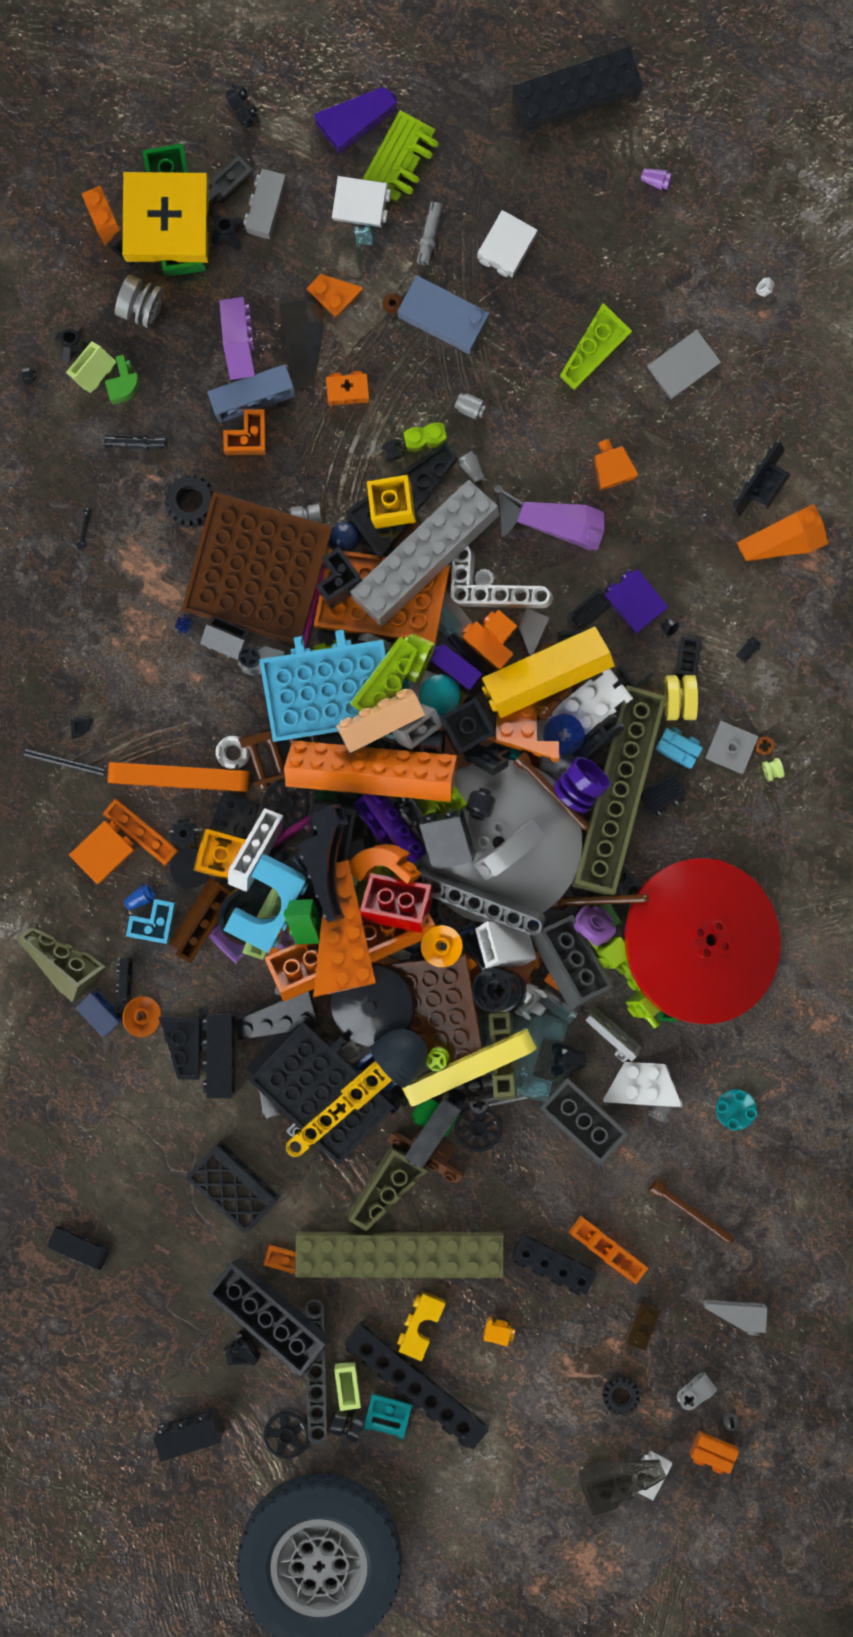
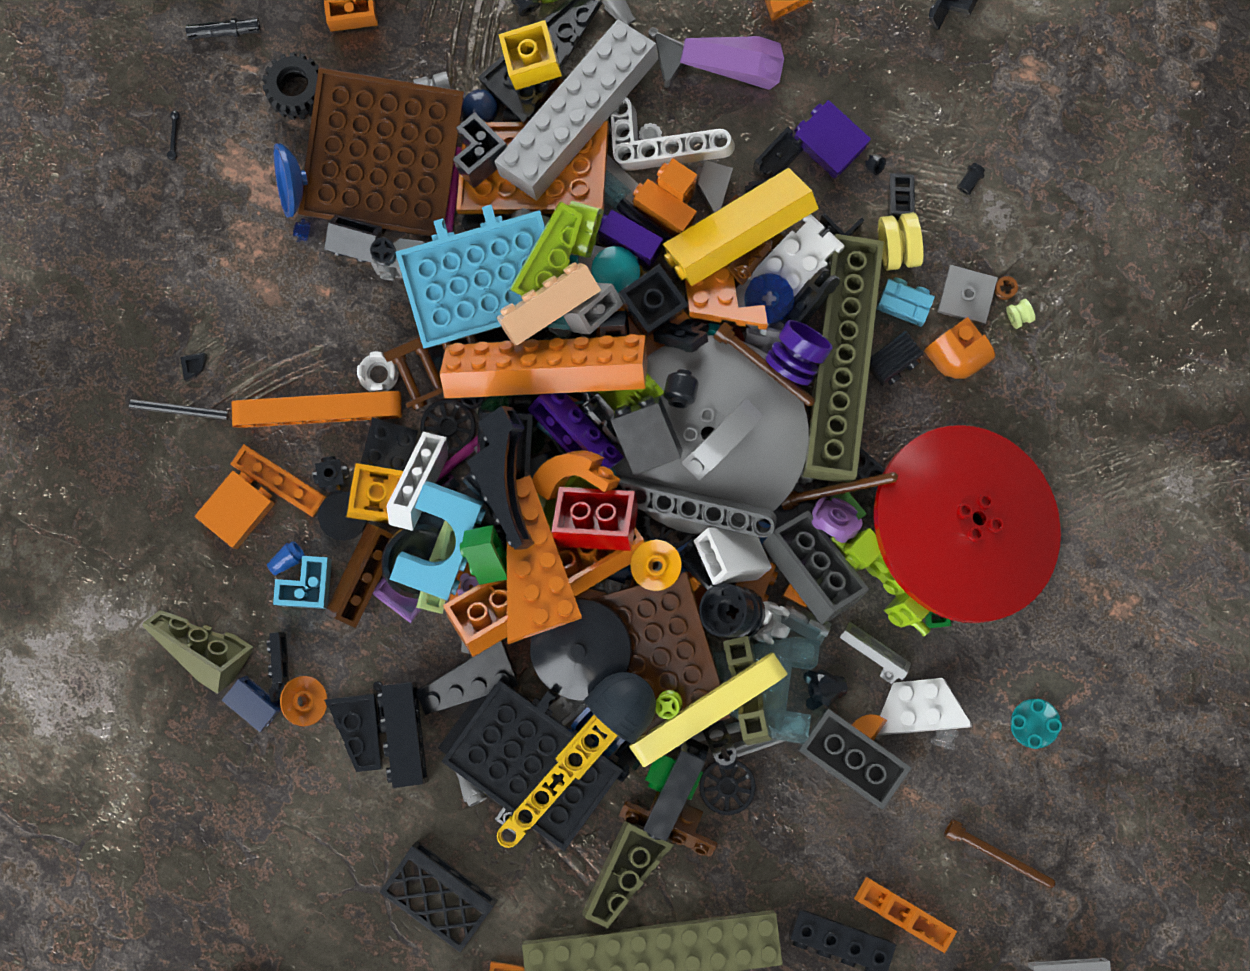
camera: 10 degrees left, 5 degrees down
(177, 582) = (288, 179): none -> blue dish
(600, 1094) = (870, 725): none -> orange tile
(718, 795) = (961, 351): none -> orange brick
(793, 535) = (1004, 41): orange wedge -> none

